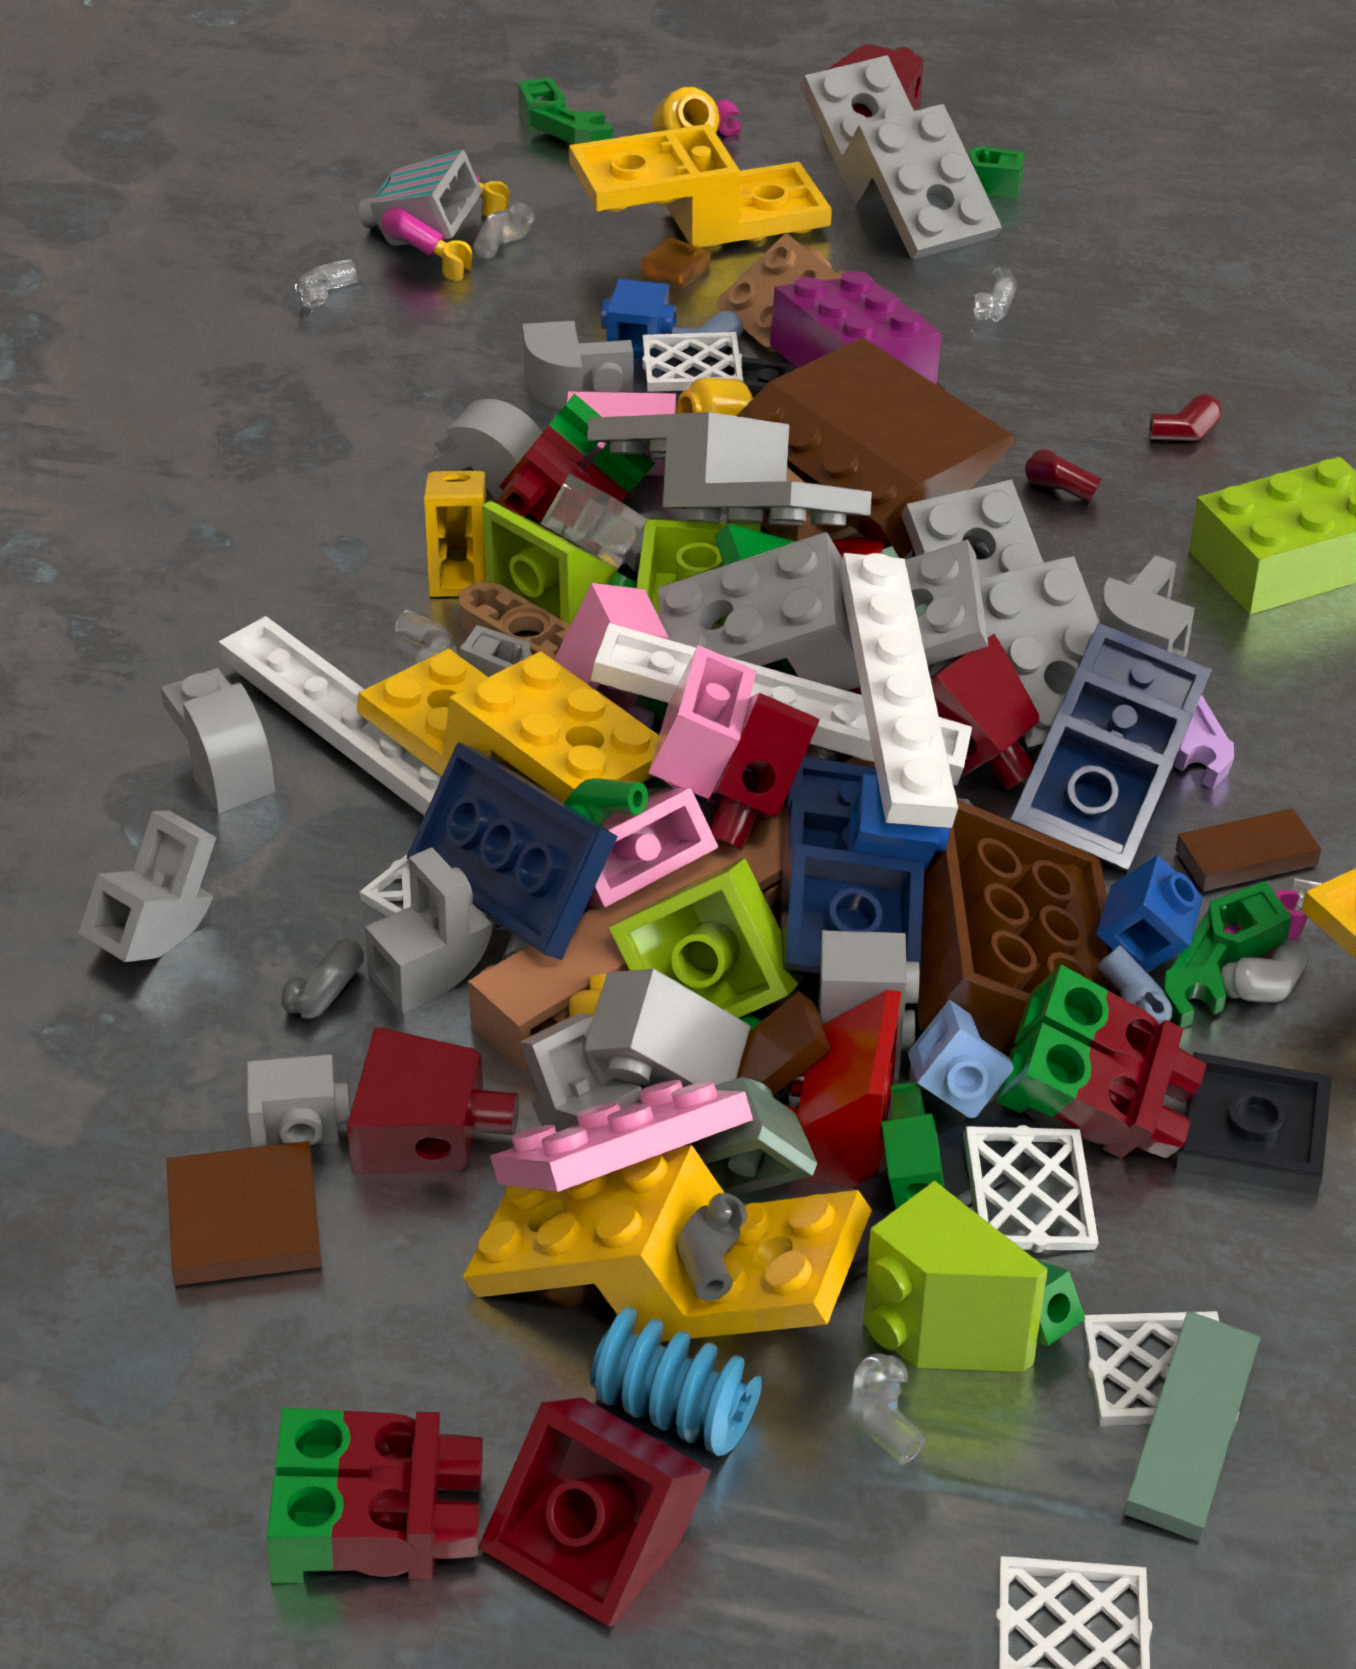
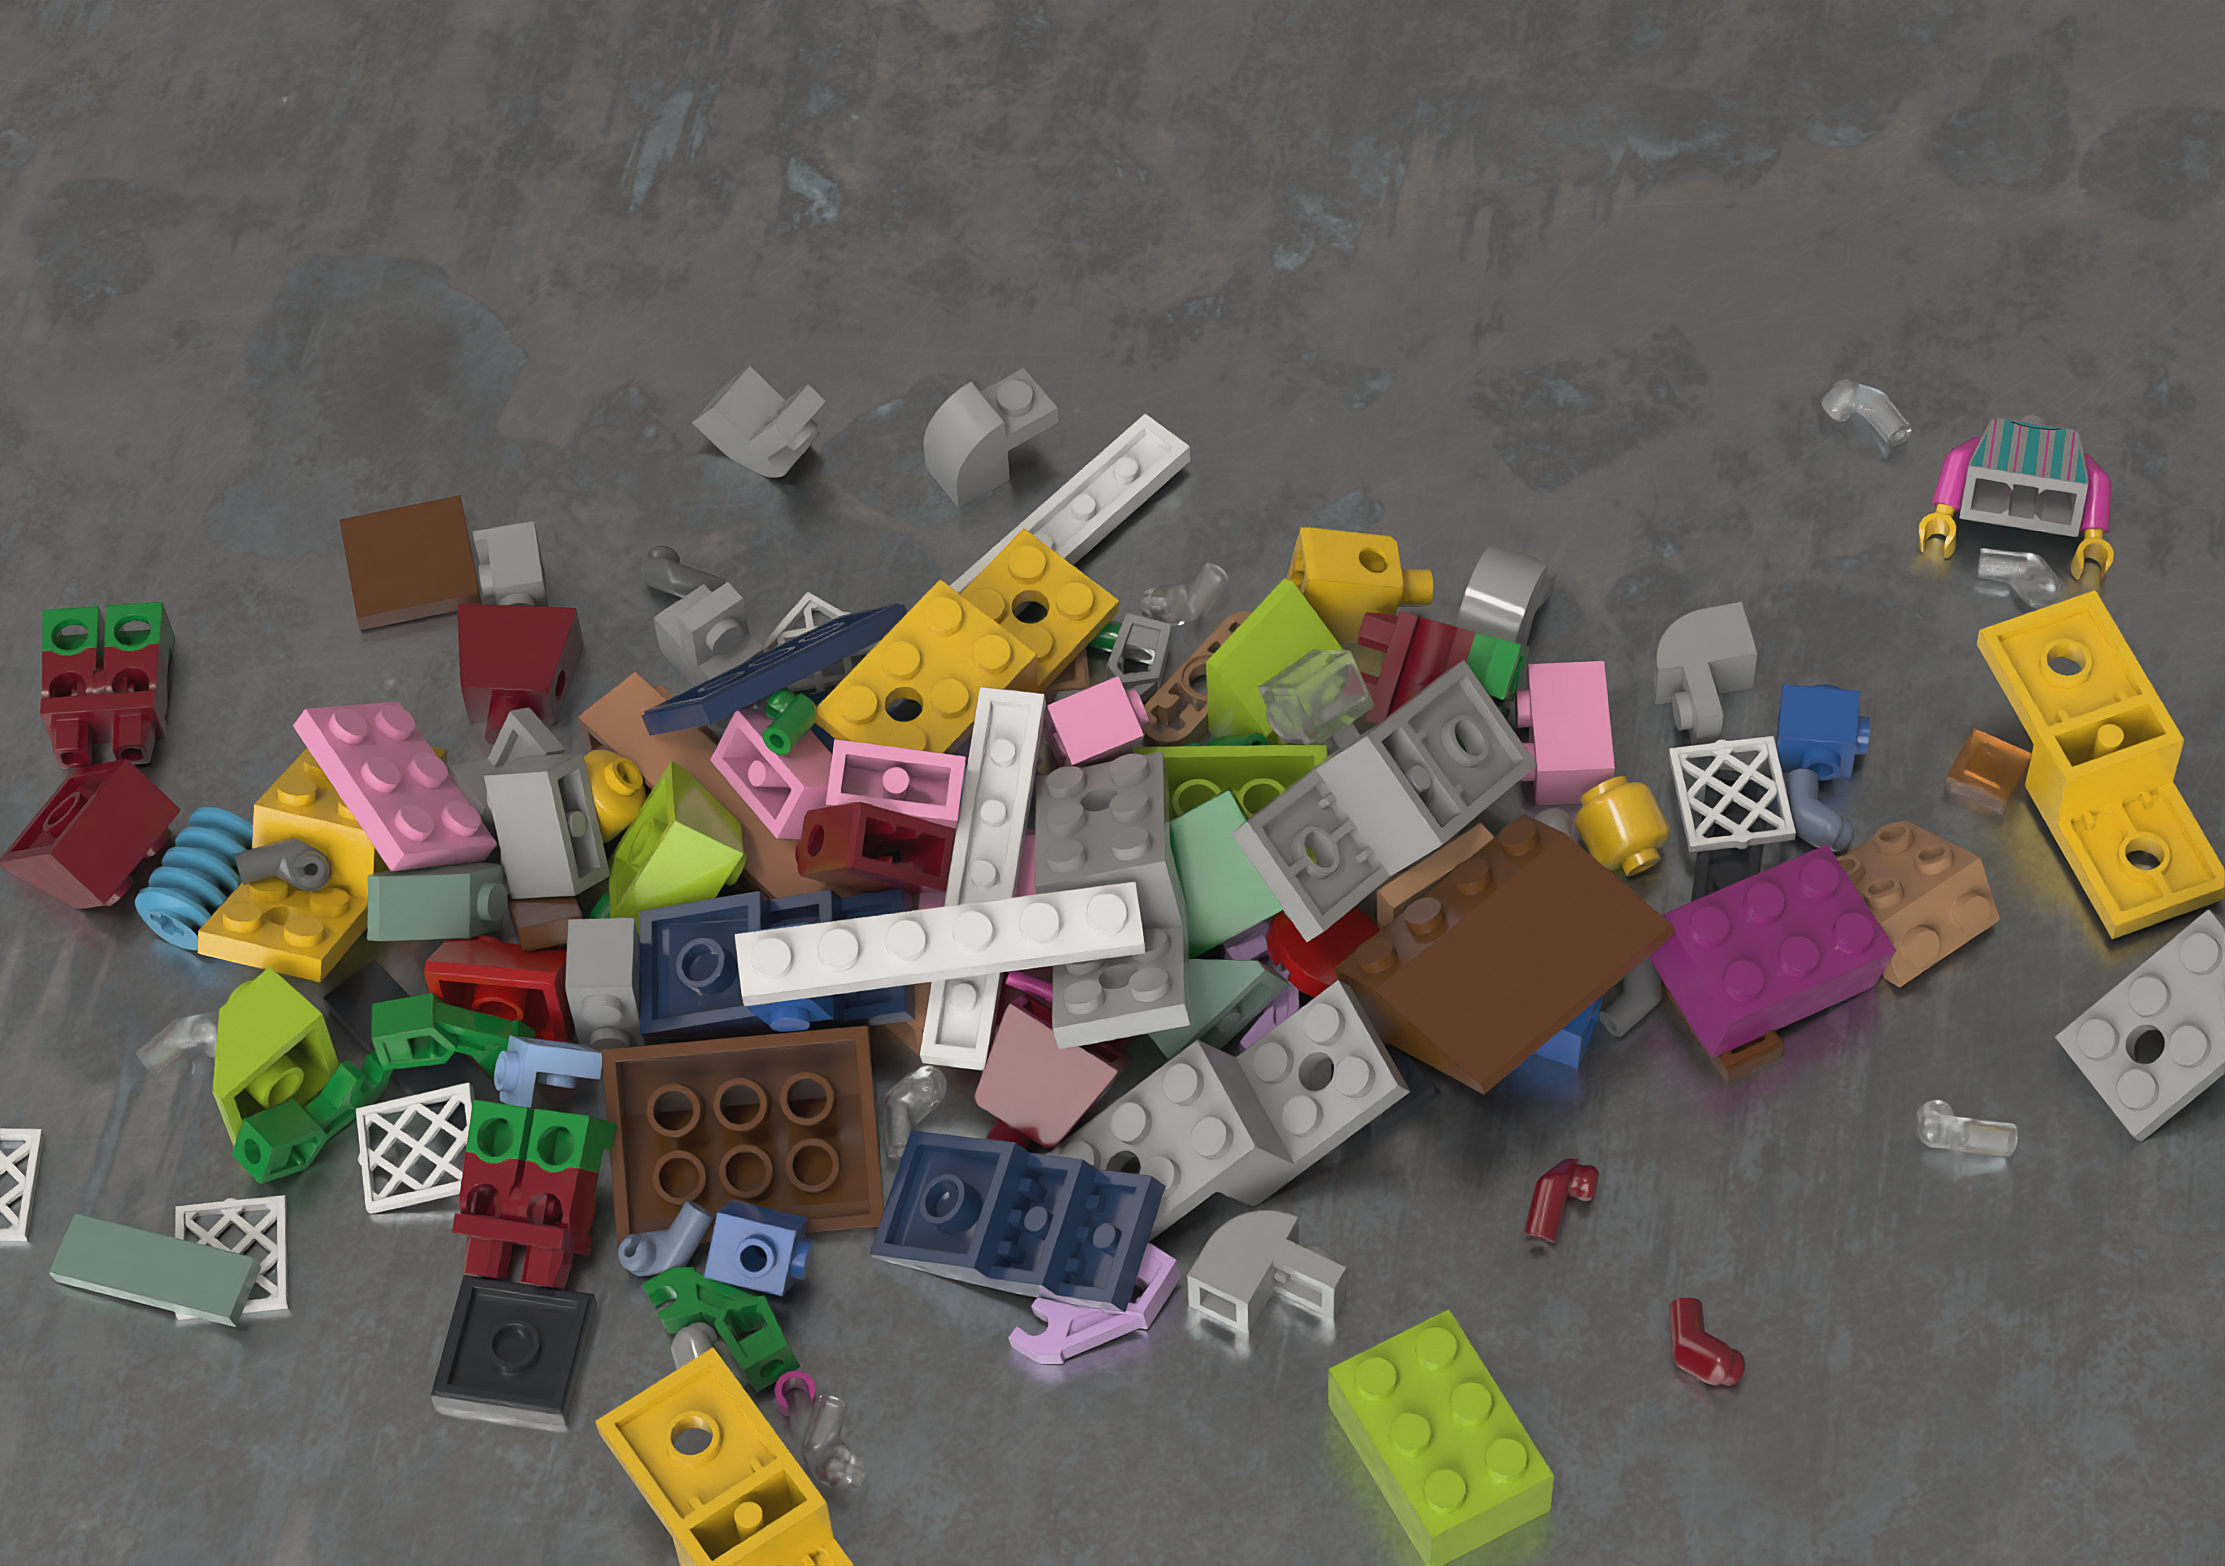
camera: 90 degrees right, 15 degrees up
(1248, 849) = (899, 1367): reddish brown tile -> none

